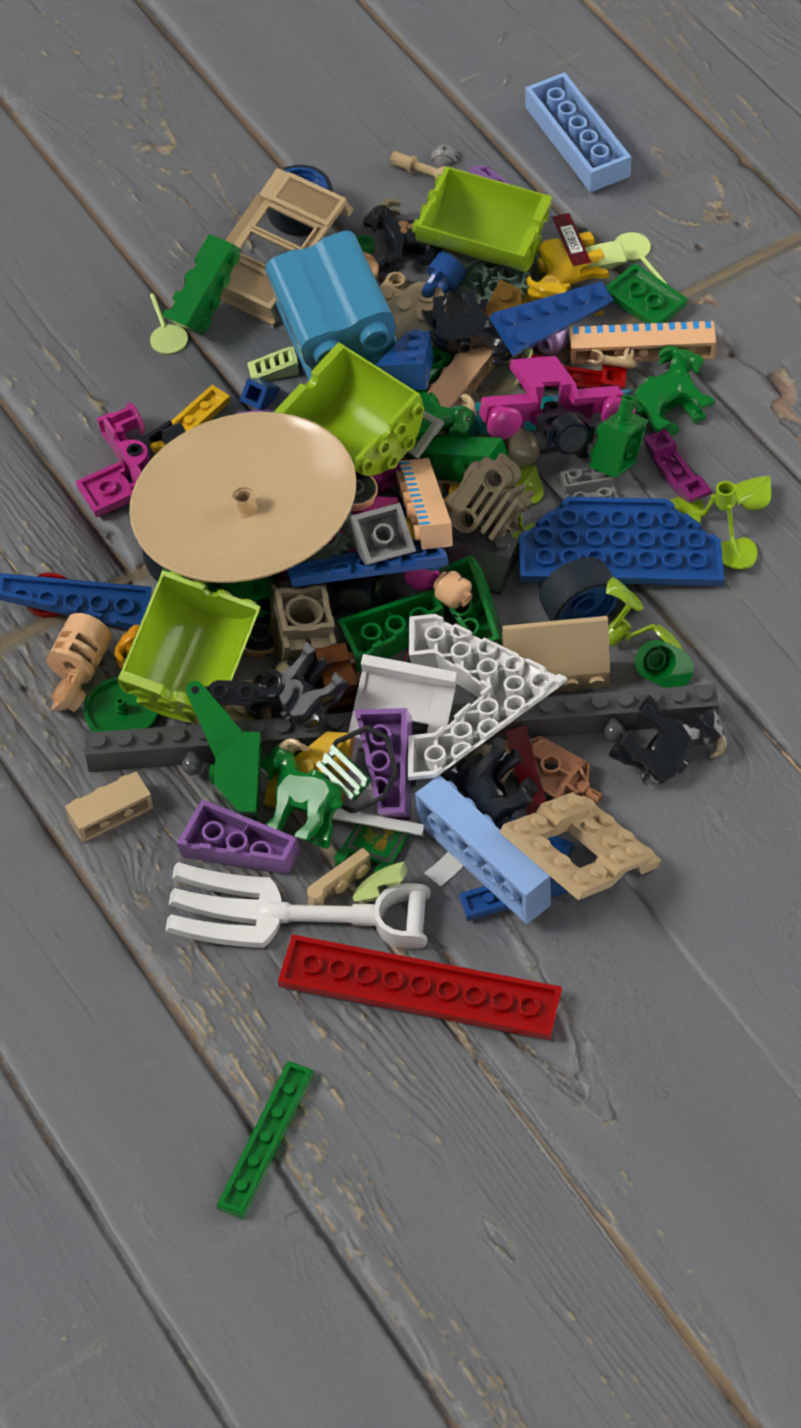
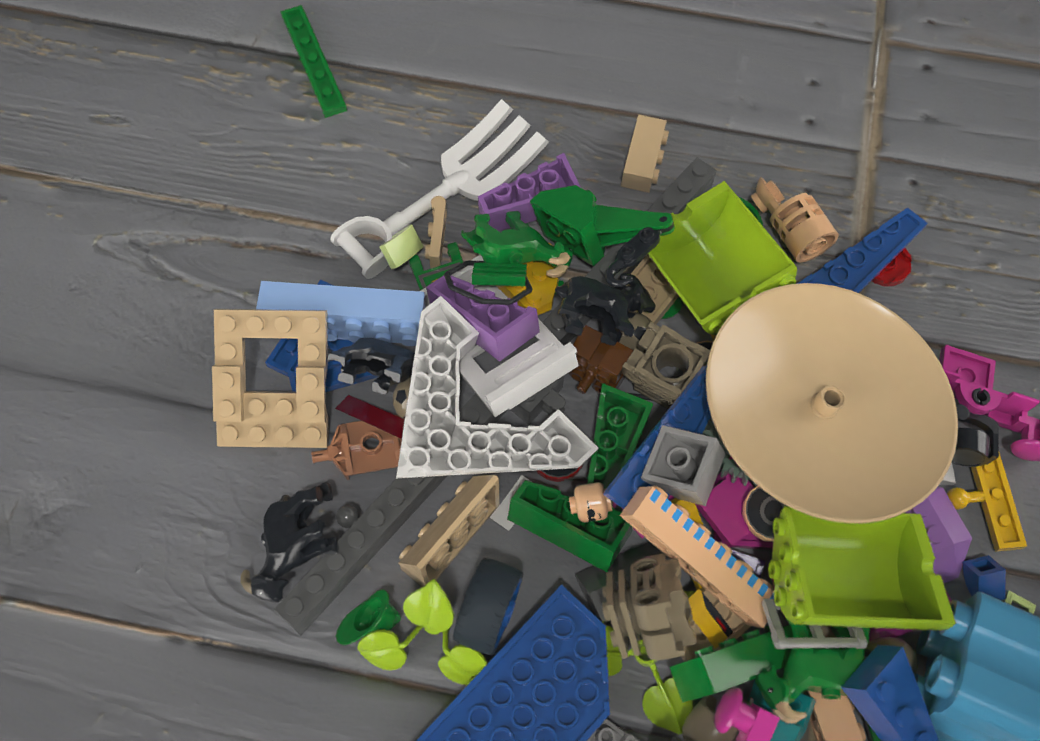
camera: 130 degrees right, 10 degrees up
(420, 986) = (304, 214): red plate -> none

